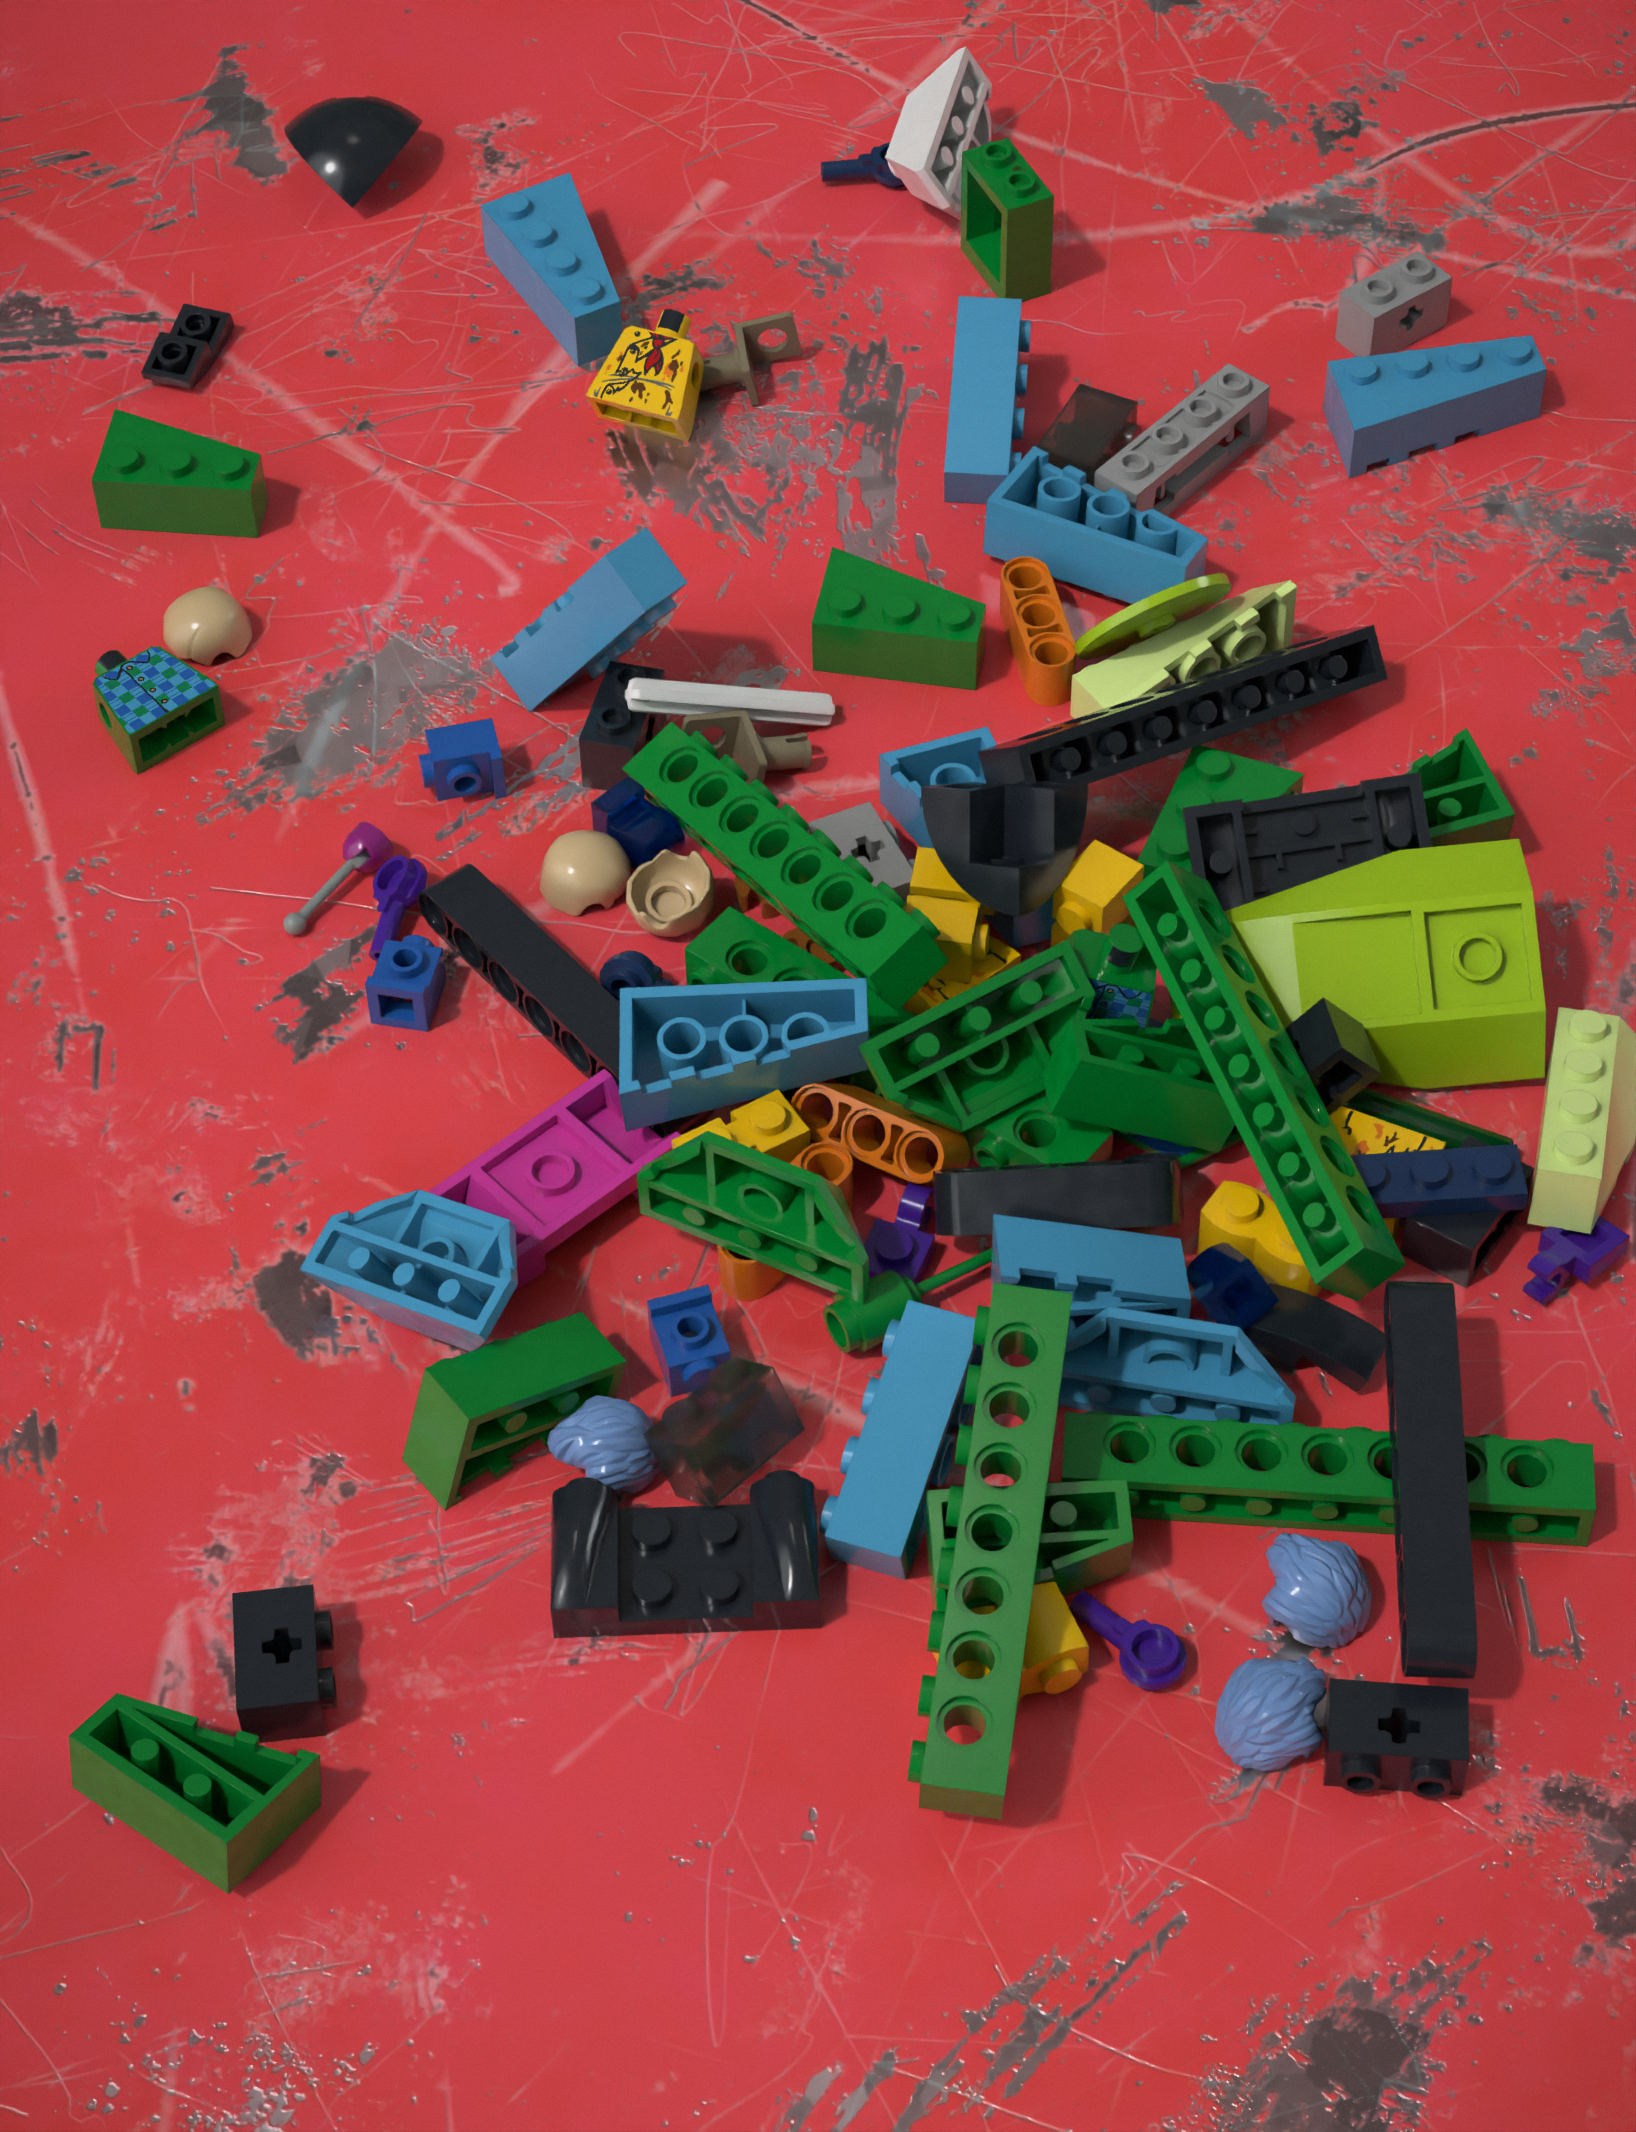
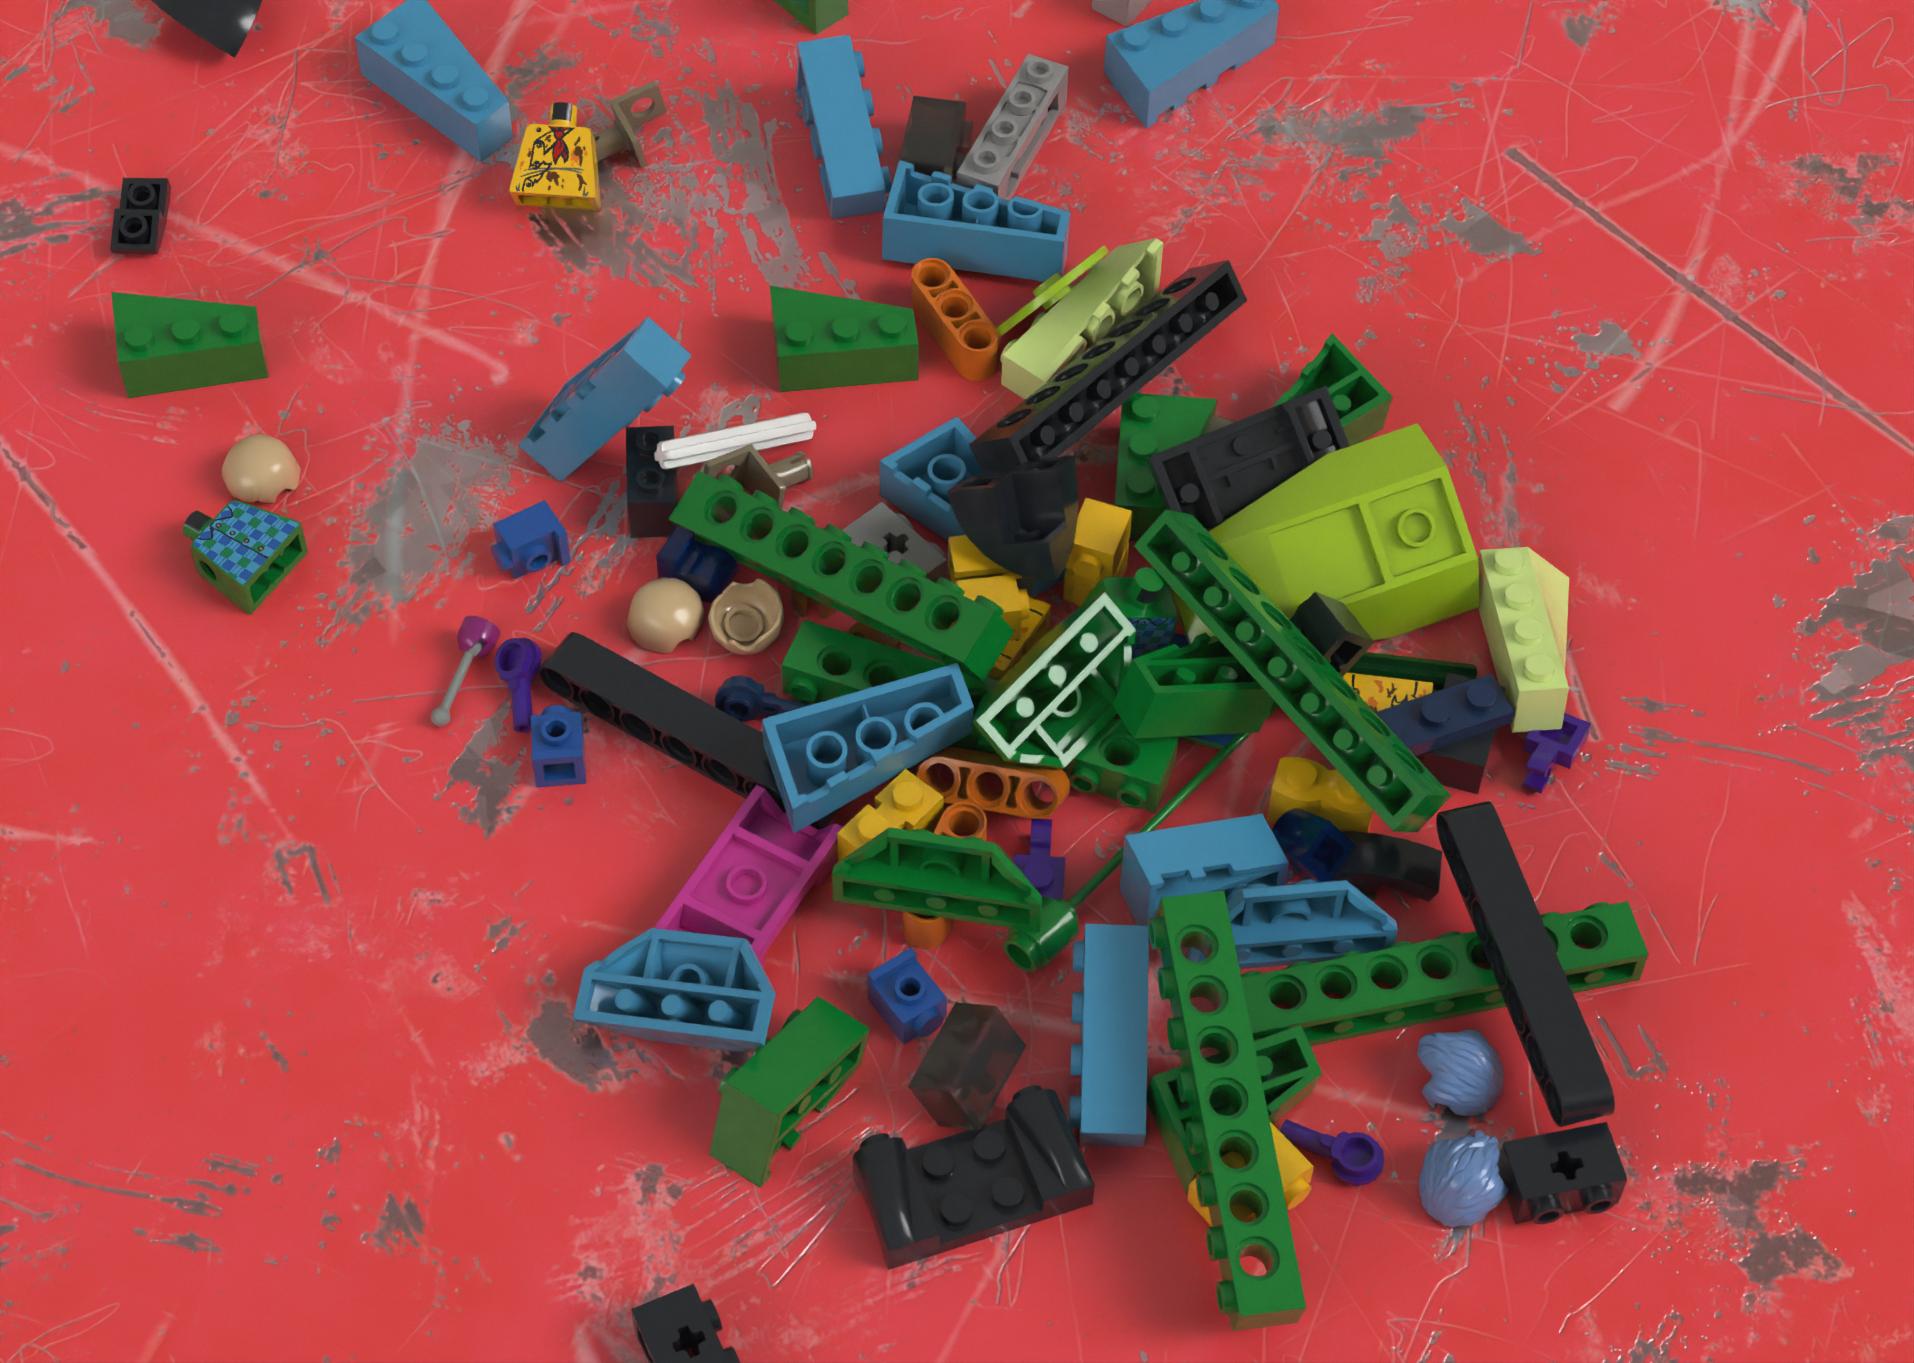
camera: 20 degrees left, 5 degrees up
(607, 1443) = (876, 1098): medium blue hair -> none
(1097, 1194) = (1182, 796): black beam -> none

